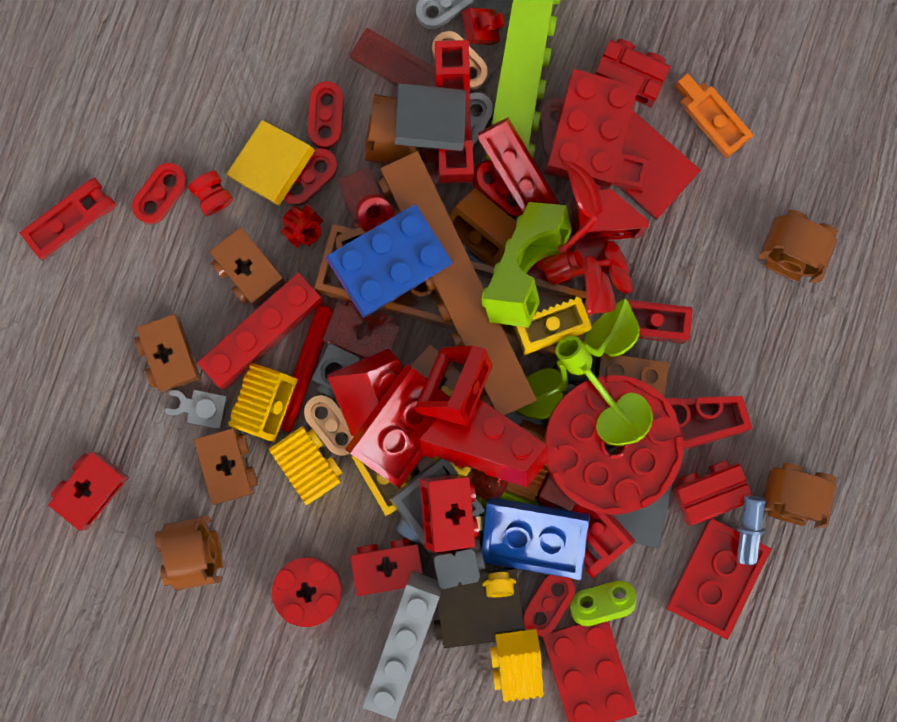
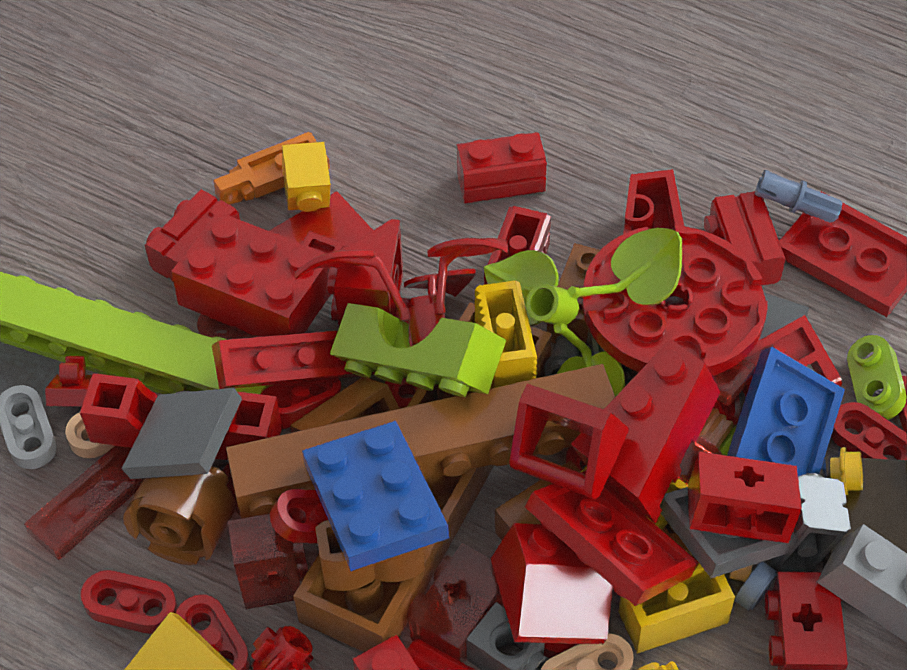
camera: 70 degrees left, 30 degrees down
(696, 144) = (306, 176): none -> yellow brick
(745, 293) = (501, 167): none -> red brick
(799, 247) = (458, 103): dark orange brick -> none
(799, 495) = (758, 143): dark orange brick -> none

